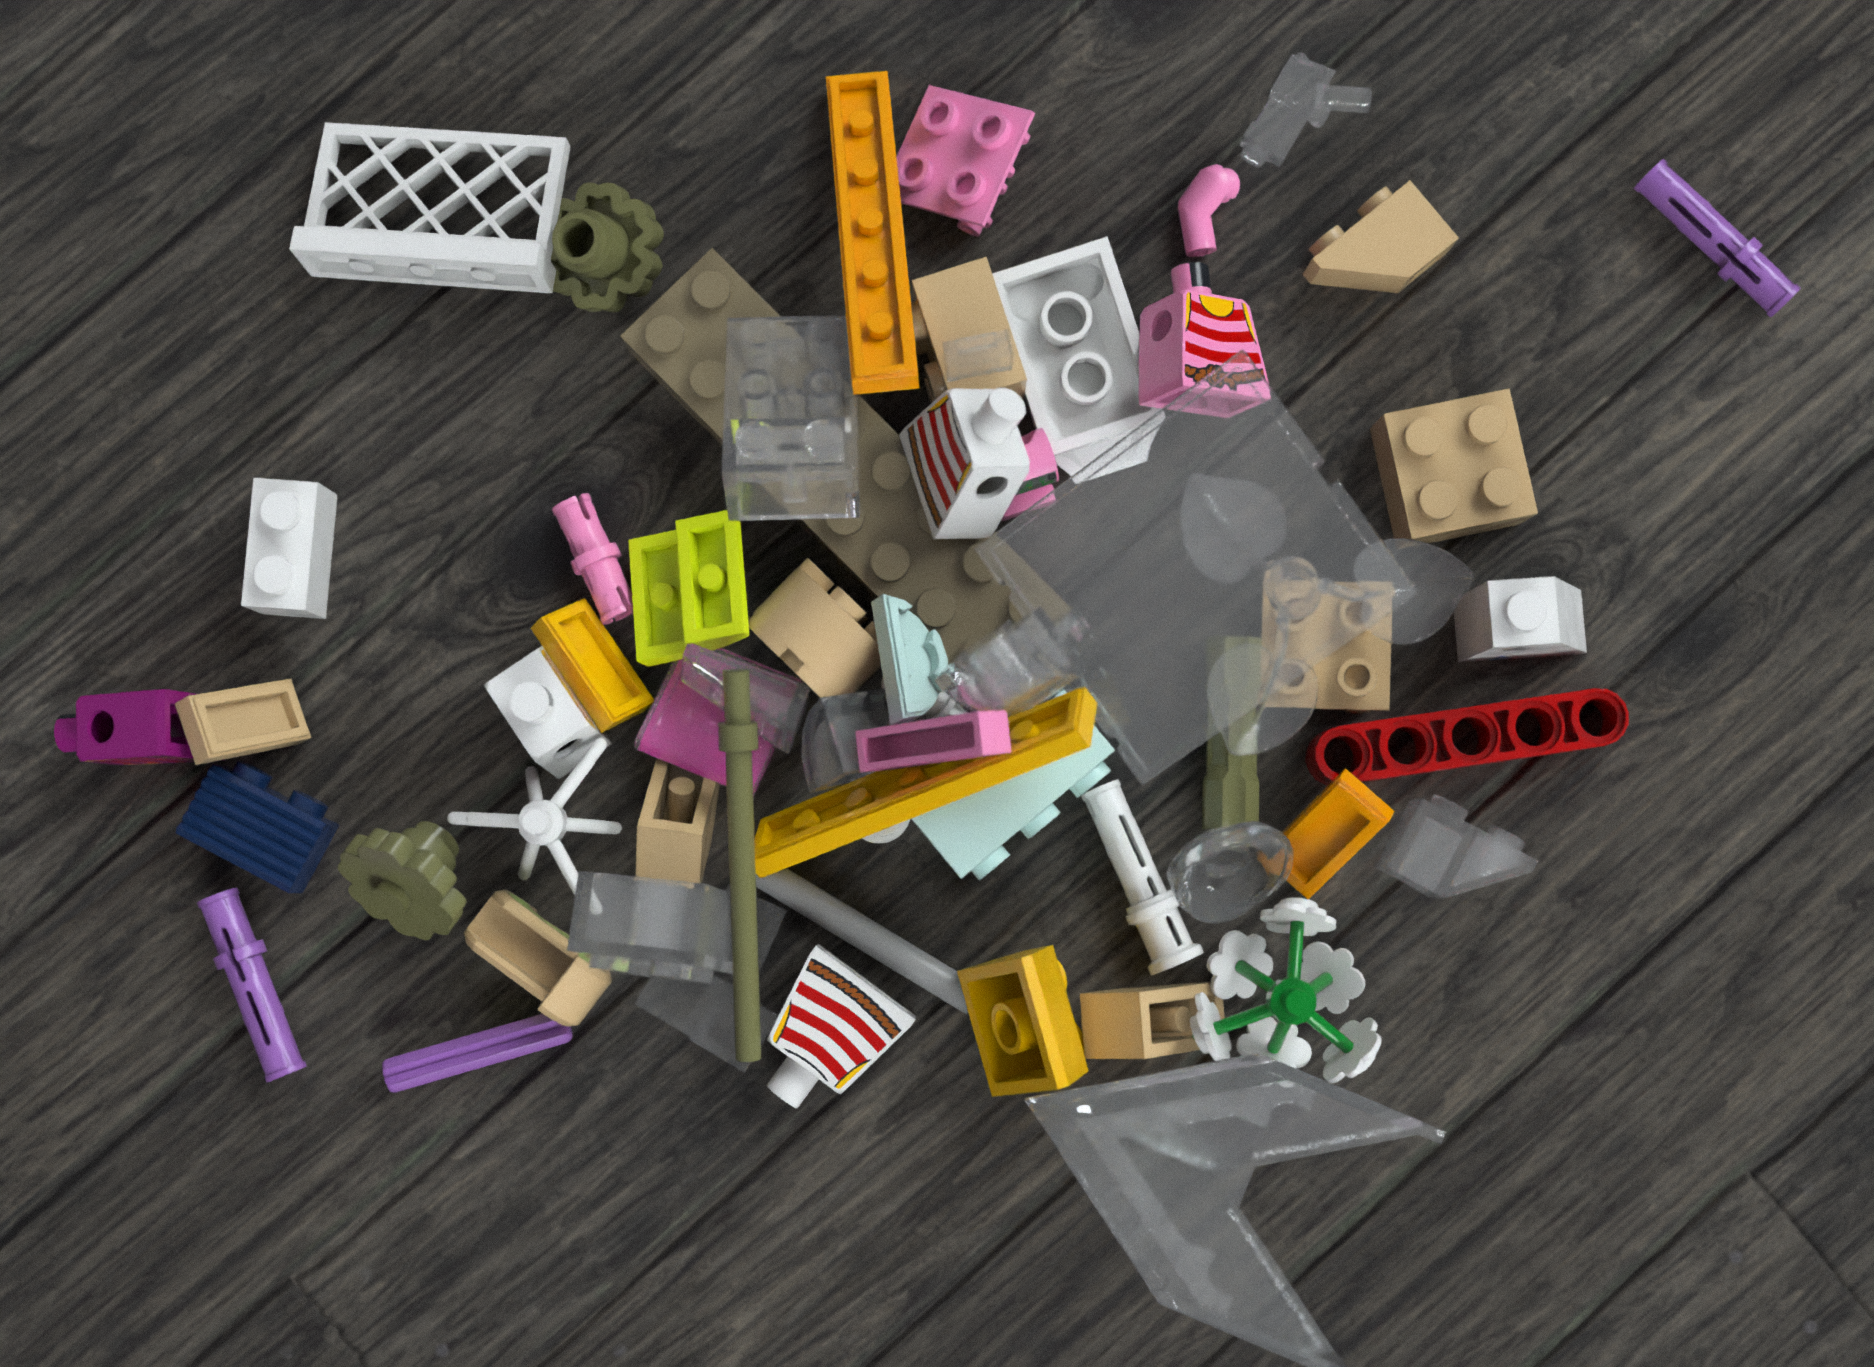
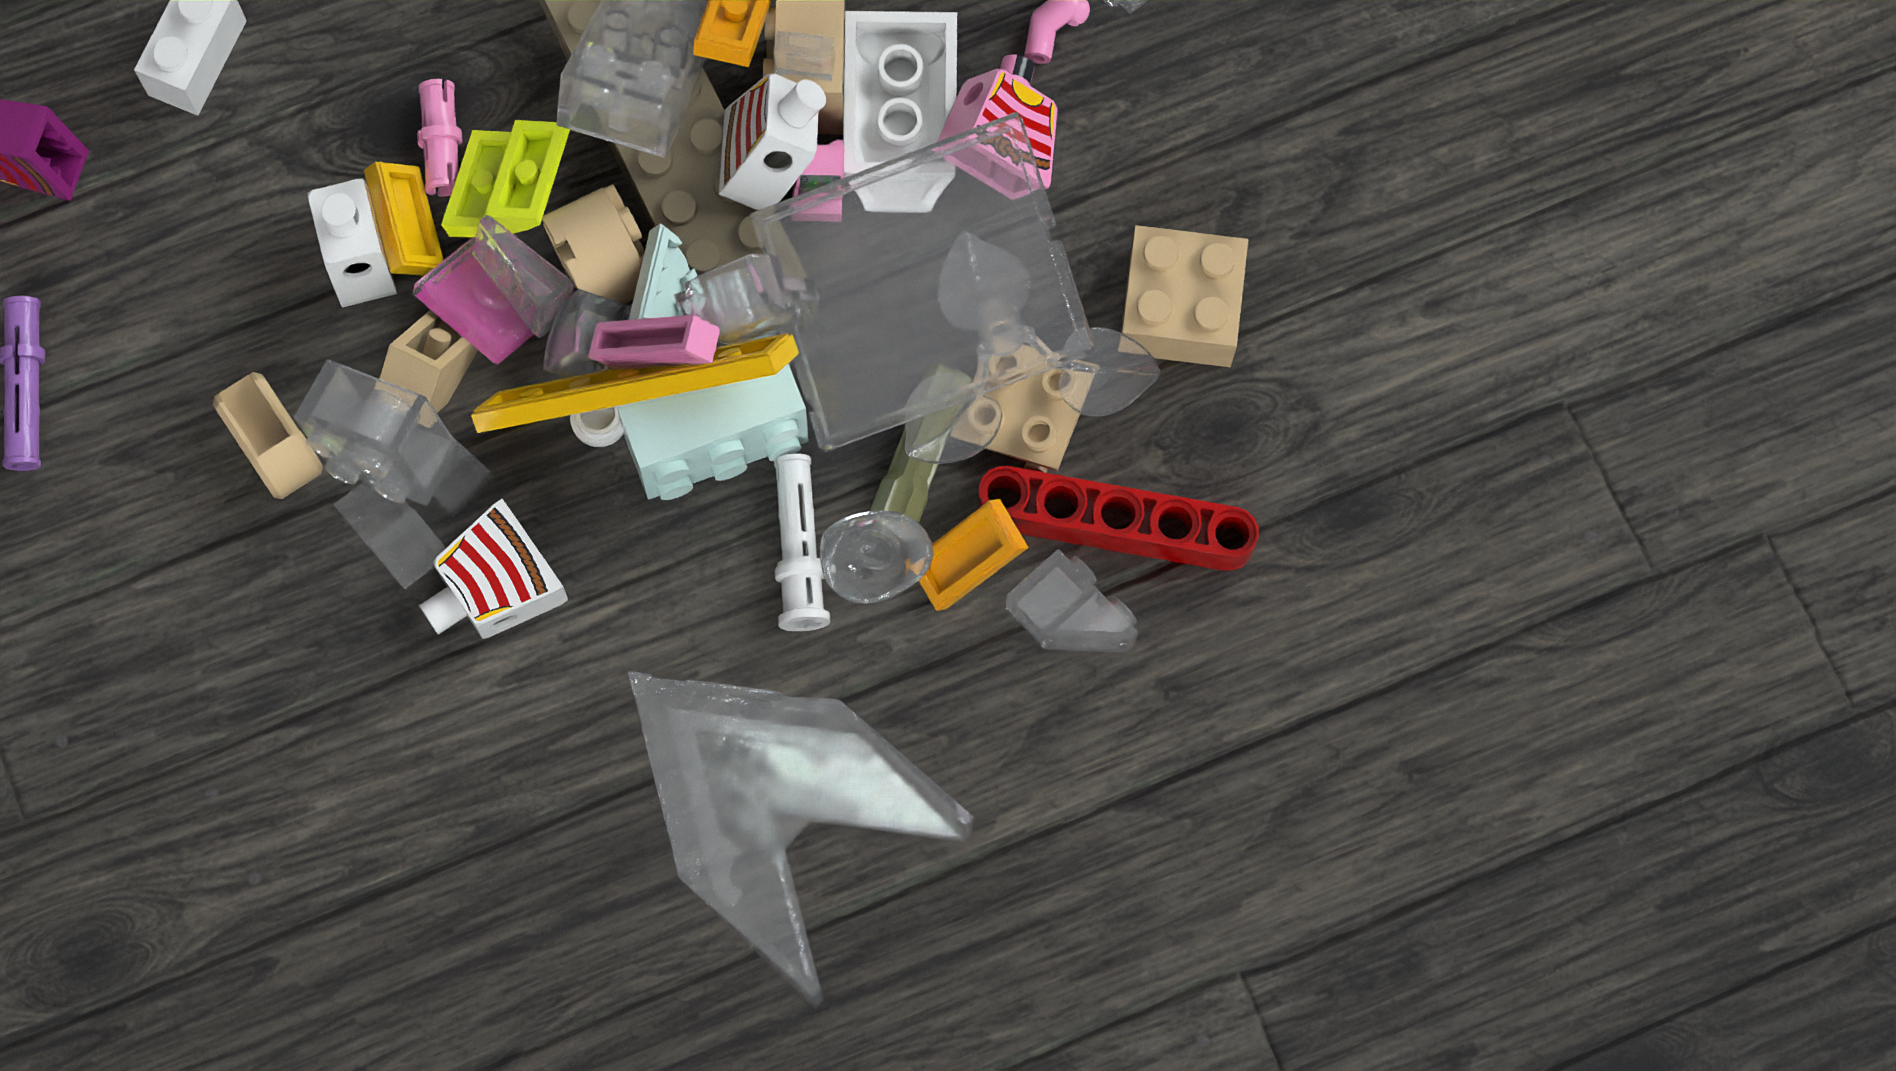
camera: 15 degrees right, 10 degrees down
(242, 721) = (99, 164): tan tile -> none
(258, 827) = (77, 257): dark blue brick -> none
(406, 878) = (182, 334): olive plant -> none
(473, 1052) = (187, 500): medium lavender axle -> none
(545, 820) = (316, 322): white plant -> none
(738, 739) = (499, 300): olive bar -> none
(865, 935) = (551, 517): light grey piece -> none
(1024, 1022) = (656, 615): yellow slope -> none
(1141, 1020) = (764, 657): tan slope -> none
(1310, 985) = (860, 652): white plant -> none
(1384, 249) = (1189, 101): tan slope -> none
(1520, 620) = (1199, 432): white slope -> none
(1717, 238) = (1488, 205): medium lavender pin -> none

